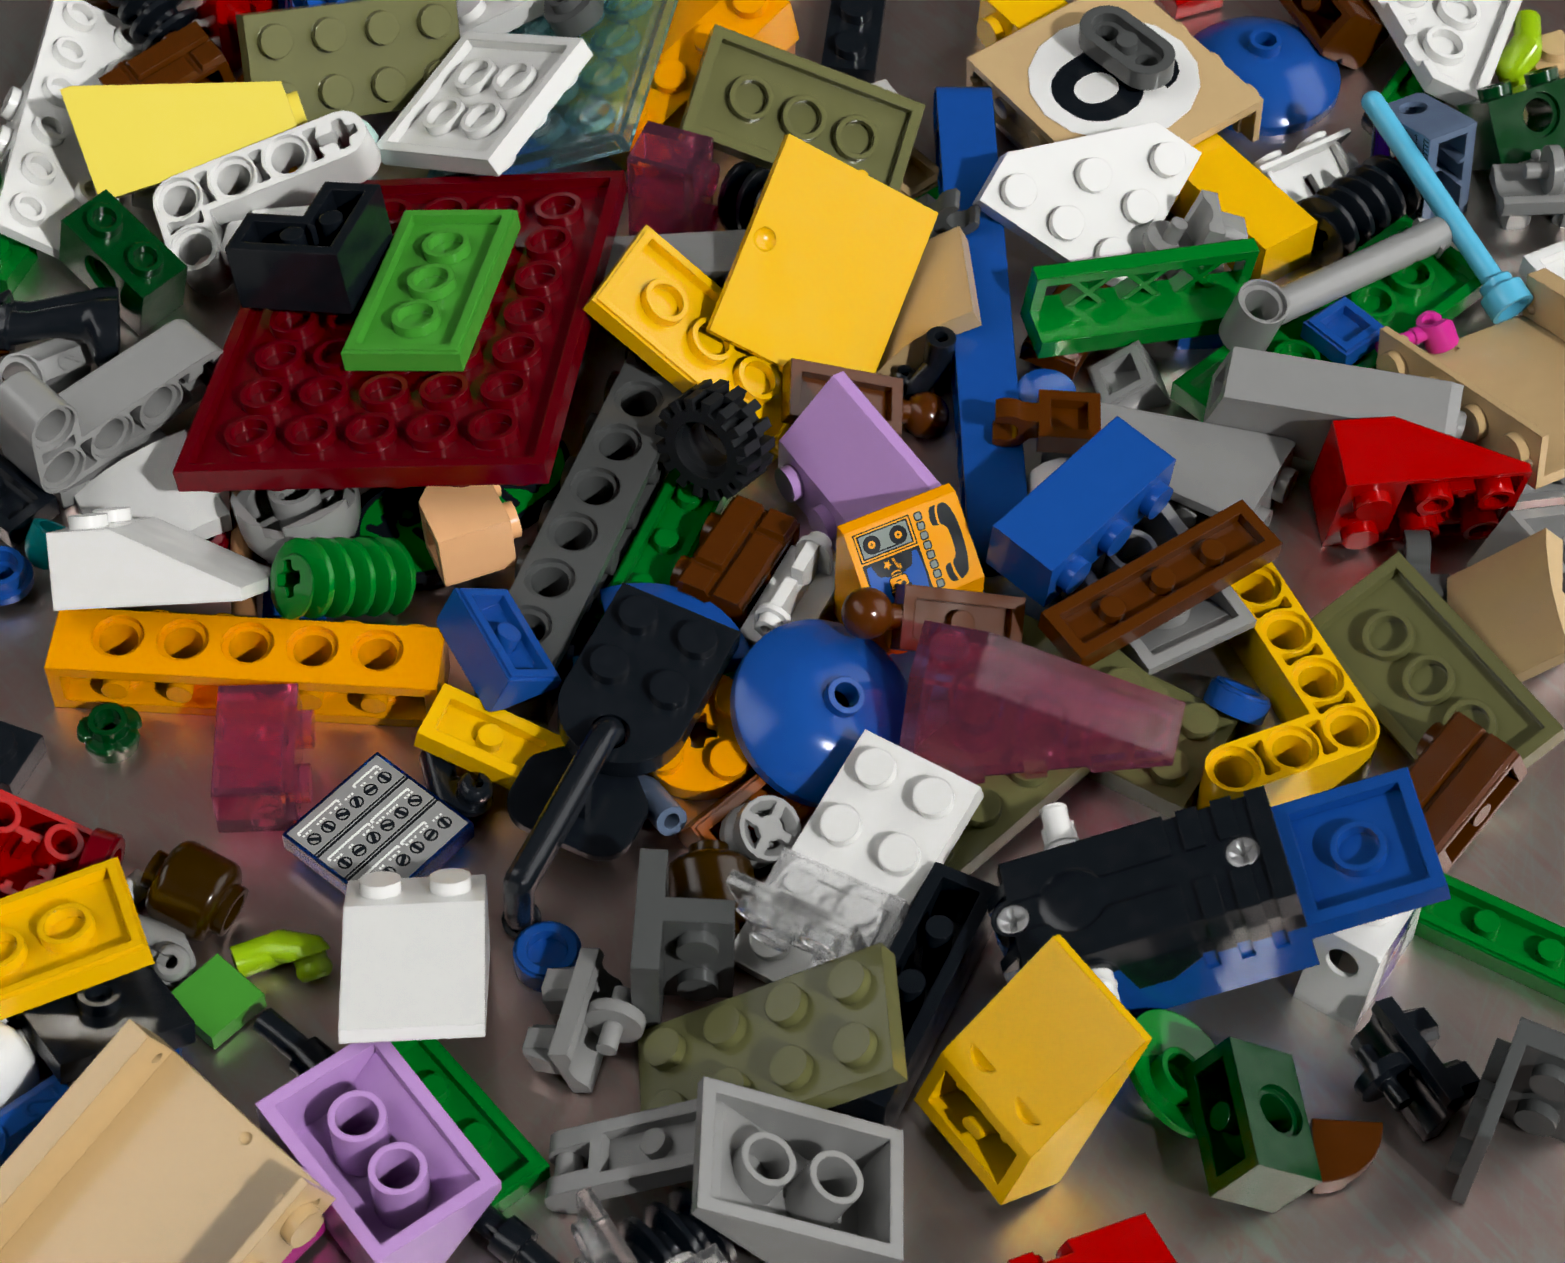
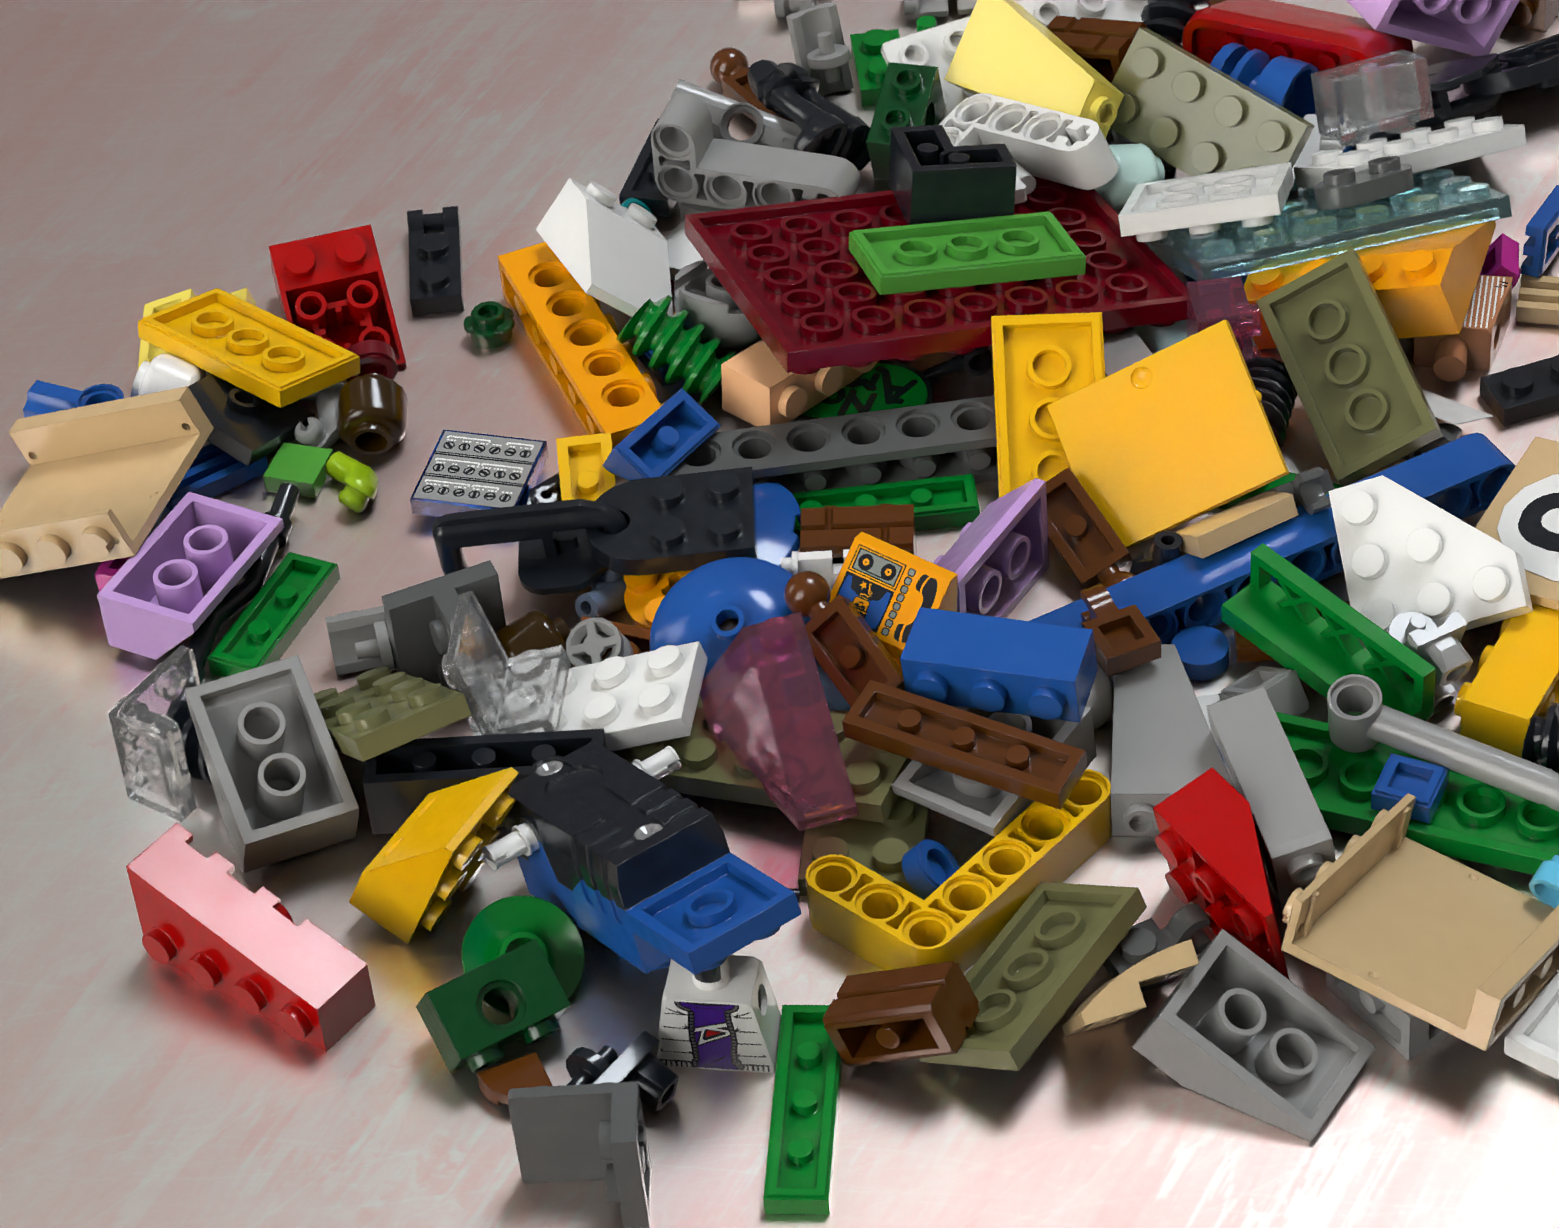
camera: 70 degrees right, 10 degrees down
(260, 757) = (499, 387): clear pink brick -> none
(414, 957) = (356, 518): white slope -> none
(735, 426) = (945, 461): black tyre -> none
(1434, 331) = (1466, 844): dark pink hand -> none

